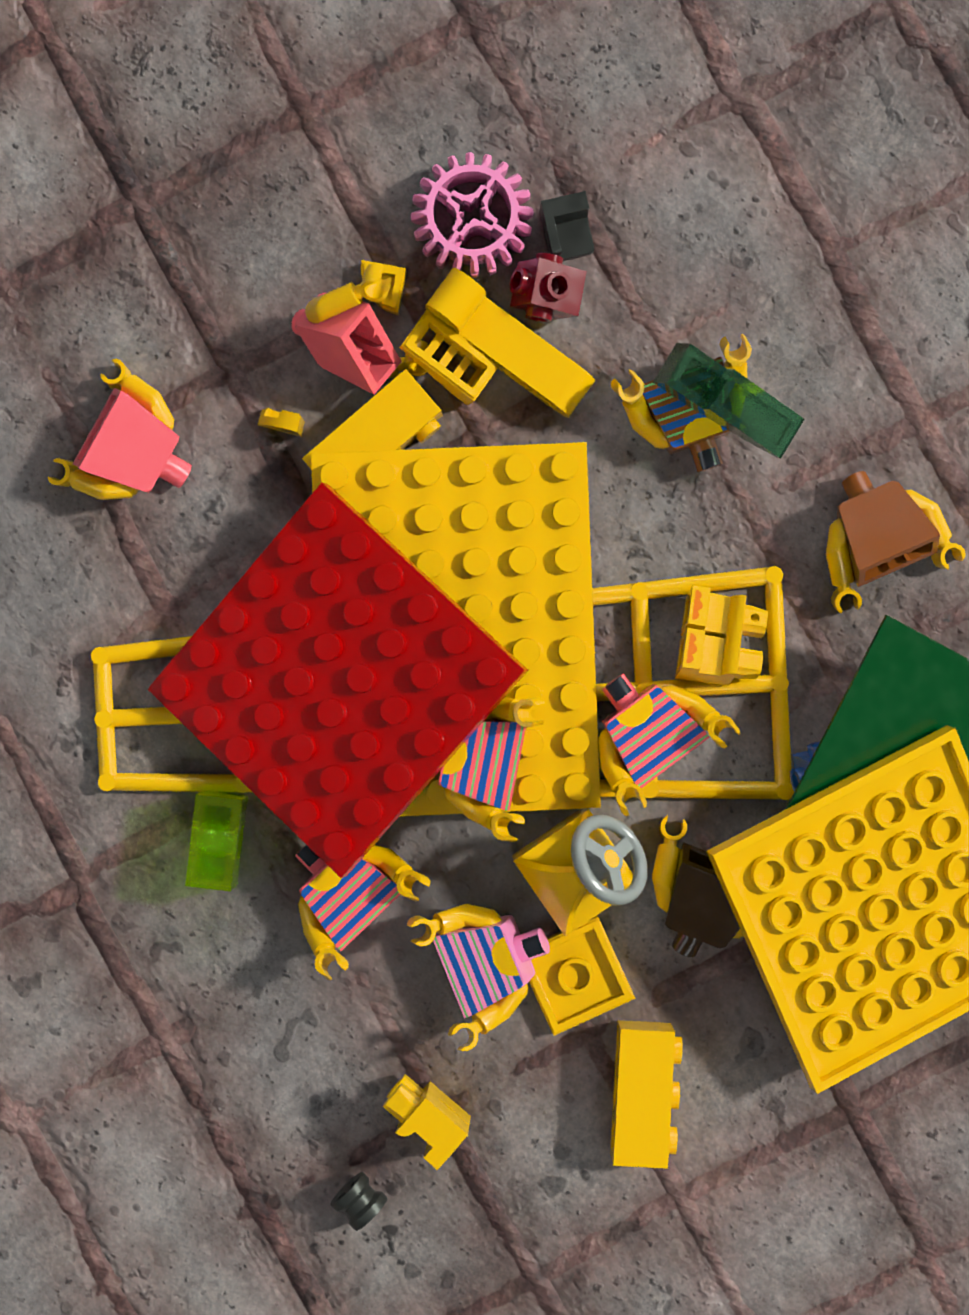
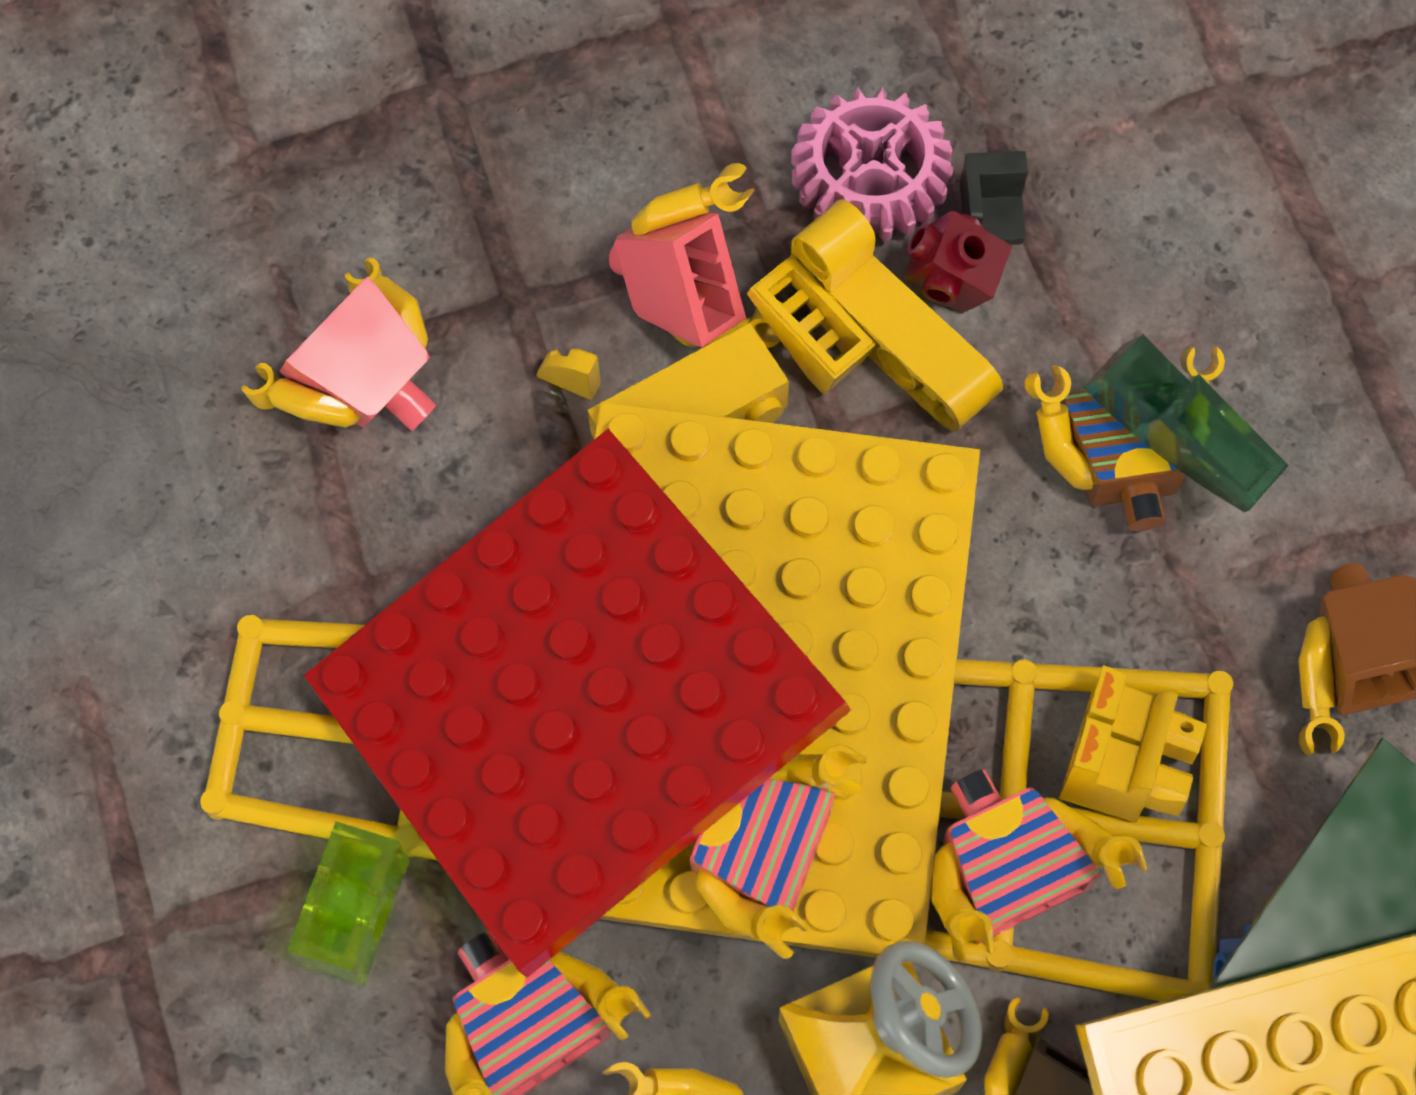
camera: 10 degrees right, 20 degrees down
(393, 299) = (745, 235): yellow tile -> none

